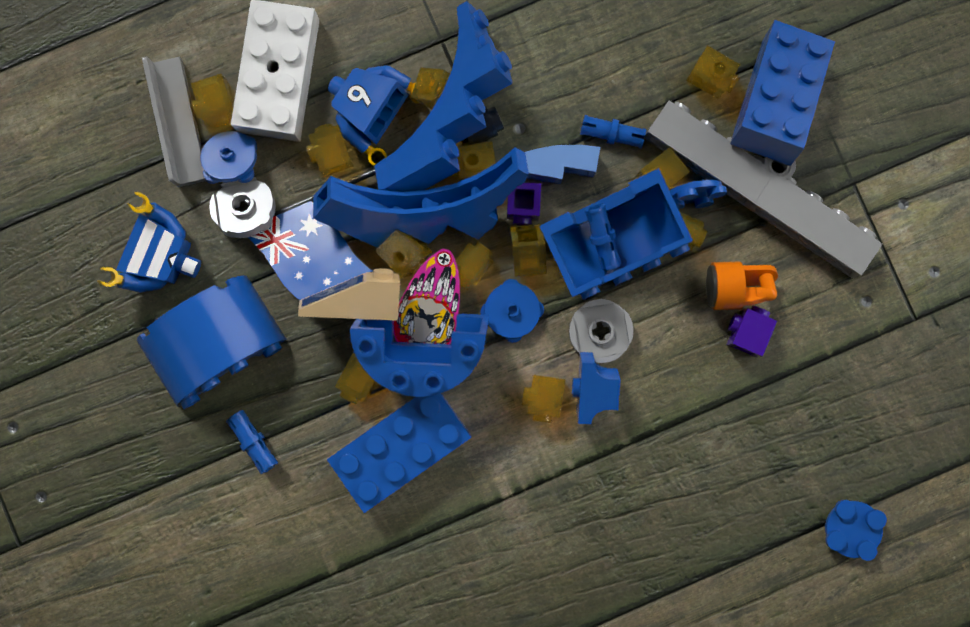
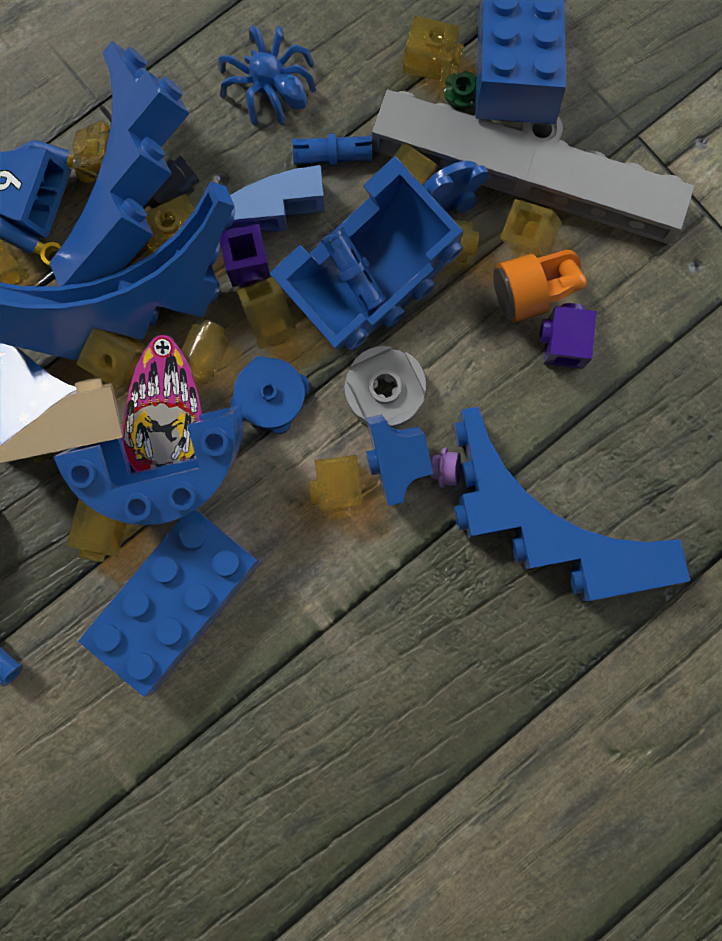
camera: 15 degrees left, 5 degrees down
(578, 56) = (268, 75): none -> blue animal
(629, 405) = (446, 468): none -> medium lavender plate
(719, 110) = (460, 99): none -> dark green plate
(722, 510) = (600, 563): none -> blue arch
(746, 242) = (531, 229): none -> clear yellow brick

